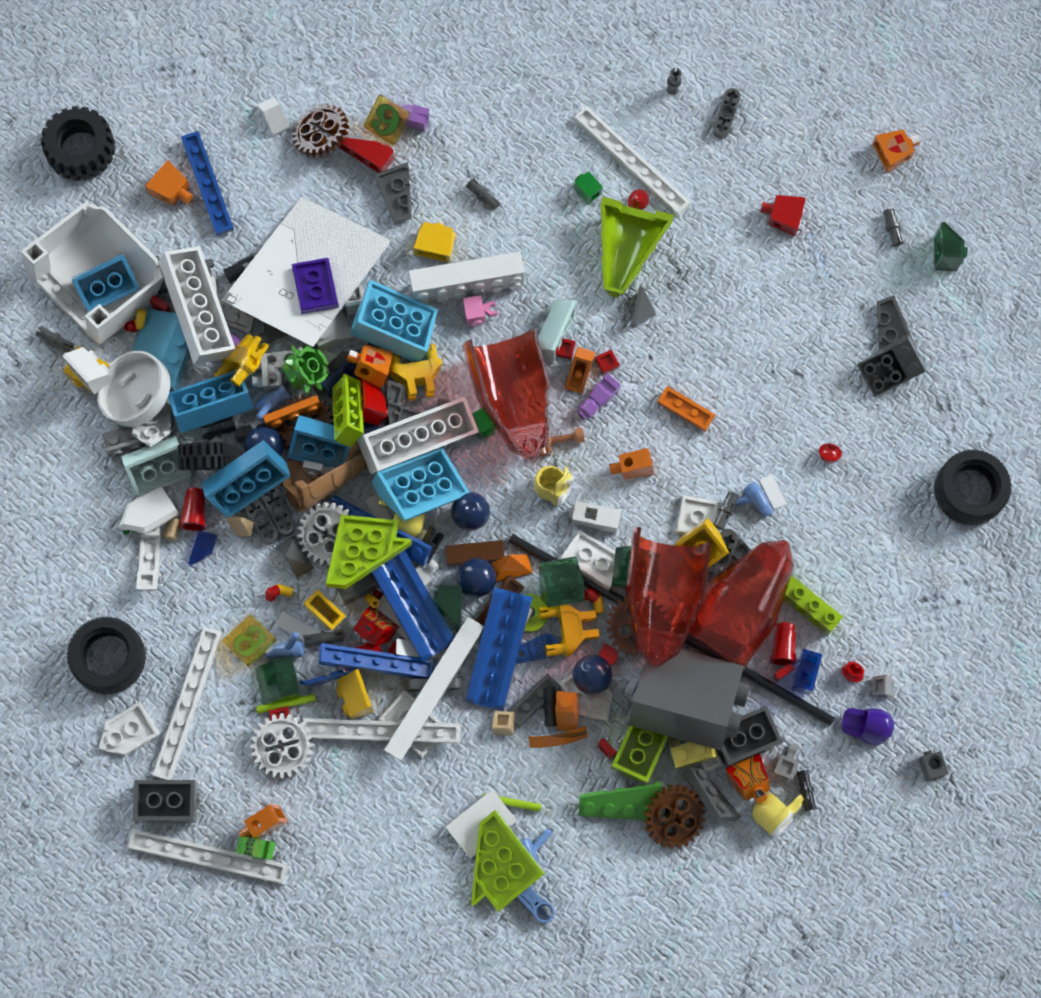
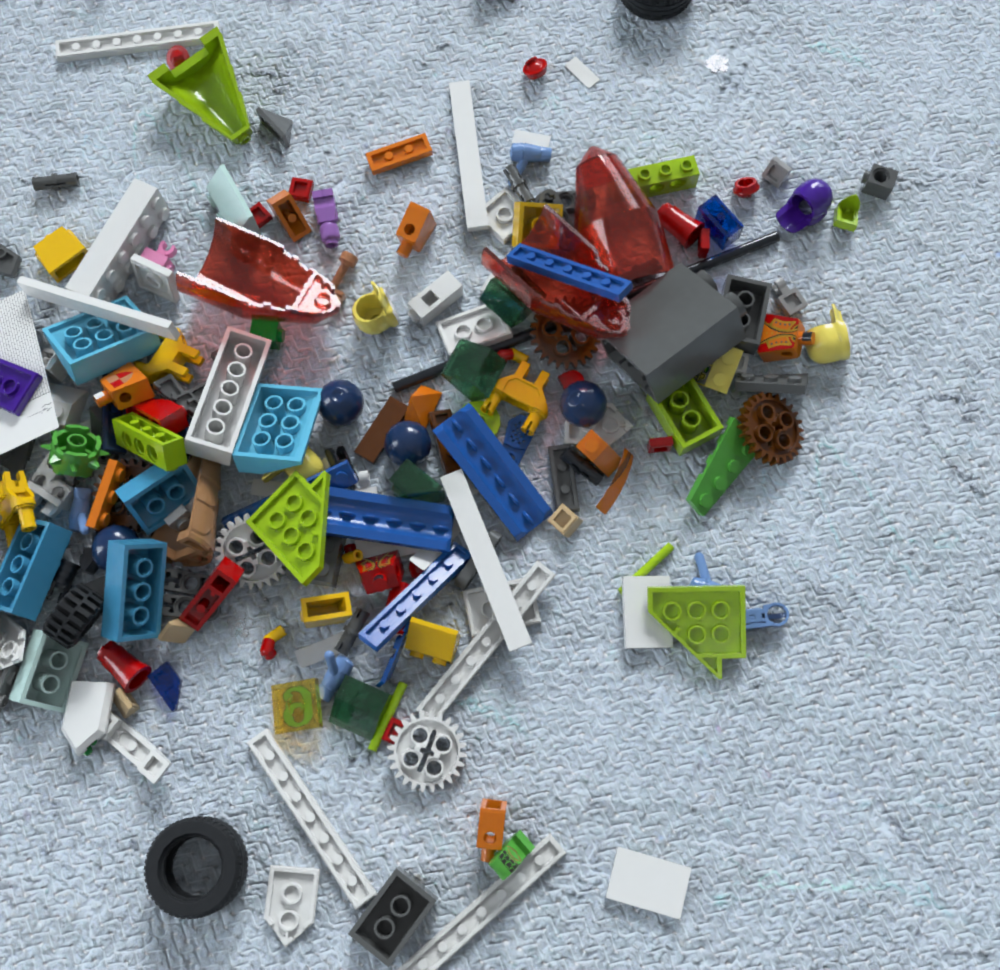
camera: 45 degrees left, 0 degrees up
(280, 529) = (211, 593): none -> red slope
(295, 557) = (251, 600): dark grey slope -> none
(303, 951) = (648, 882): none -> white tile
(411, 303) = (99, 308): none -> white tile
(463, 320) = (155, 278): none -> white tile
(587, 187) = (129, 90): green brick -> none
(672, 595) = (570, 272): none -> blue plate
(723, 457) = (468, 156): none -> white tile
(803, 776) = (824, 300): black pin -> none
(856, 488) = (582, 72): none -> white sticker
(887, 760) = (847, 213): none -> lime plate

